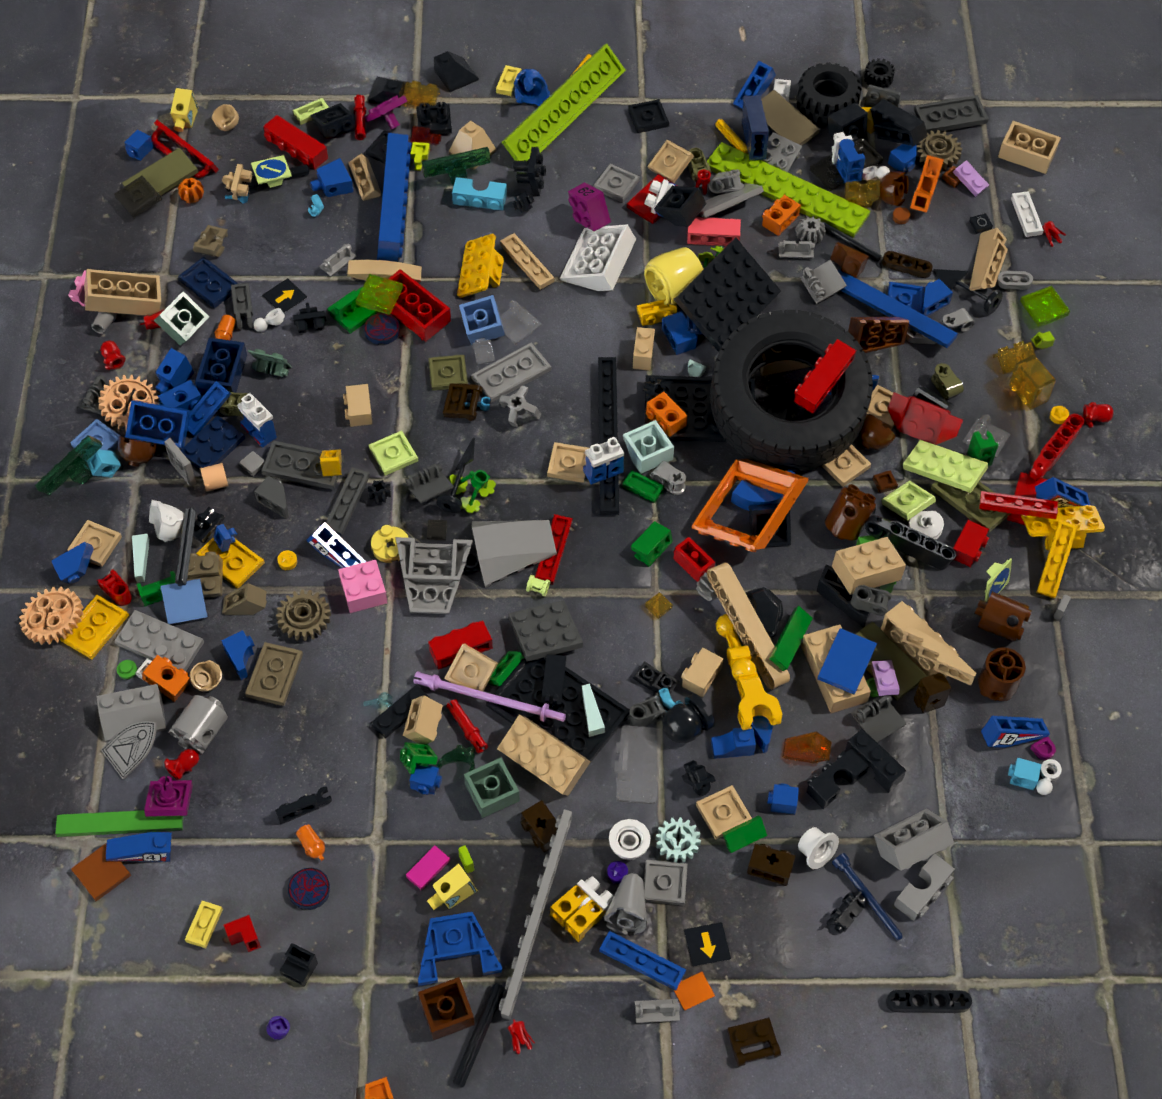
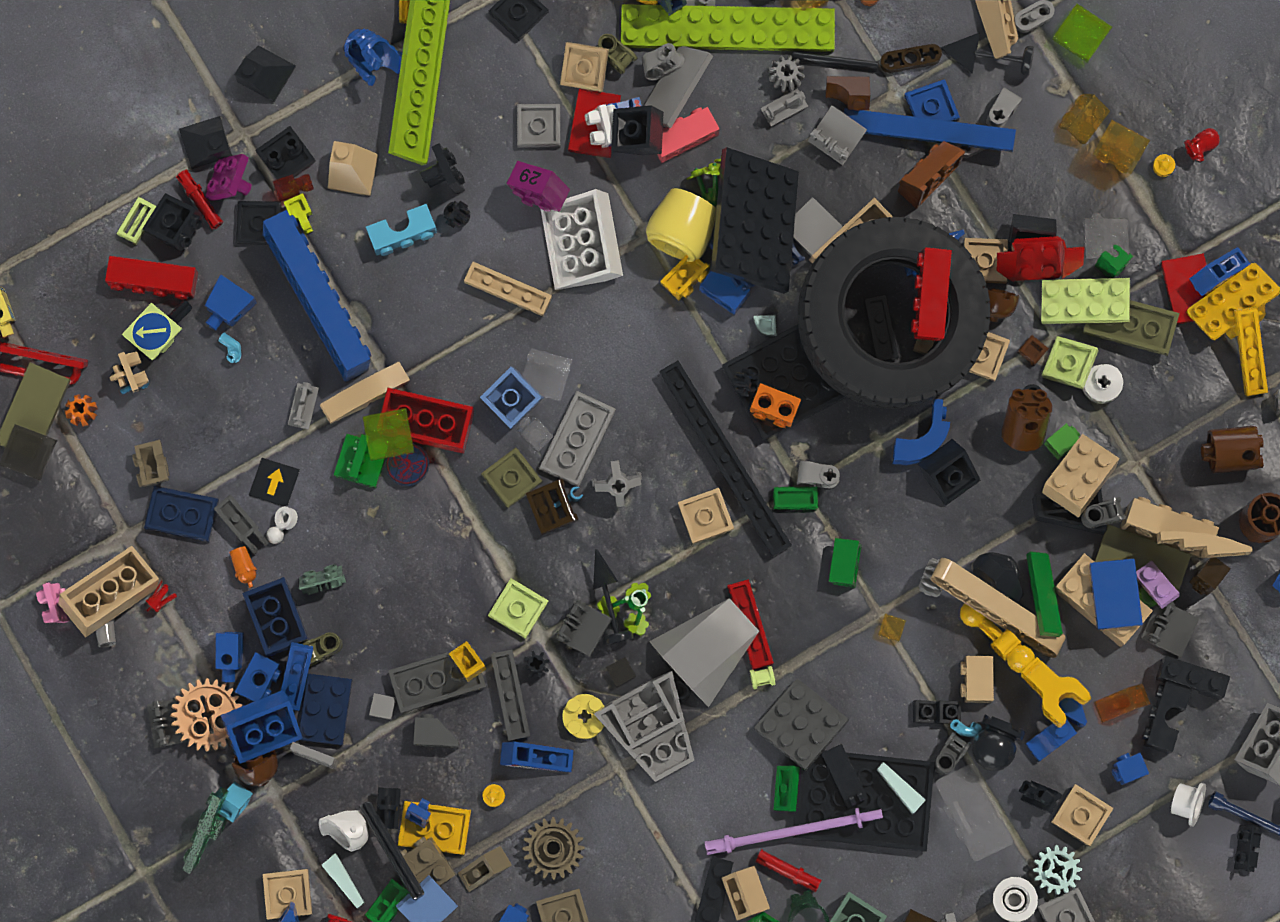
camera: 30 degrees left, 20 degrees up
(100, 431) = (201, 774): medium blue tile -> none
(112, 355) = (143, 665): red animal -> none
(181, 318) = (193, 584): sand green brick -> none
(214, 477) = (358, 749): light nougat piece -> none
(225, 117) = (51, 290): tan hair -> none
(257, 420) = (354, 658): hips -> none
(307, 316) = (334, 494): black hips -> none
(358, 405) = (448, 575): tan brick -> none
(362, 586) = (591, 782): bright pink brick -> none
(364, 177) = (258, 277): tan slope -> none
(383, 699) = (688, 893): clear light blue hand -> none
(417, 93) = (247, 128): clear yellow bracket -> none
(445, 647) = (727, 788): red brick -> none
(456, 164) = (359, 212): clear green plate -> none
(471, 669) = (758, 812): tan plate -> none
(480, 266) = (462, 327): yellow bracket -> none
(506, 82) = (333, 52): light yellow plate -> none
(543, 755) = (884, 861): tan brick -> none
(602, 459) = (749, 505): hips -> none
(643, 348) = (700, 332): tan brick -> none
(648, 446) = (778, 453): light aqua slope -> none
(693, 559) = (900, 560): red brick -> none
(704, 178) = (634, 71): red piece -> none
(744, 834) = (1114, 826): green tile -> none
(759, 475) = (921, 423): orange window -> none
(760, 866) = (1168, 844): dark brown brick -> none
(781, 215) = (747, 71): orange brick -> none
(911, 542) = (1108, 411): black piece -> none
(935, 297) = (963, 88): blue slope -> none
(947, 382) = (1033, 194): olive piece -> none
(970, 542) = (1155, 378): red brick -> none
(999, 578) = (1203, 411): yellowish green piece -> none
(1018, 505) = (1185, 312): red plate -> none
(1043, 340) = (1102, 79): lime piece -> none
(1056, 446) = (1181, 246): red piece -> none

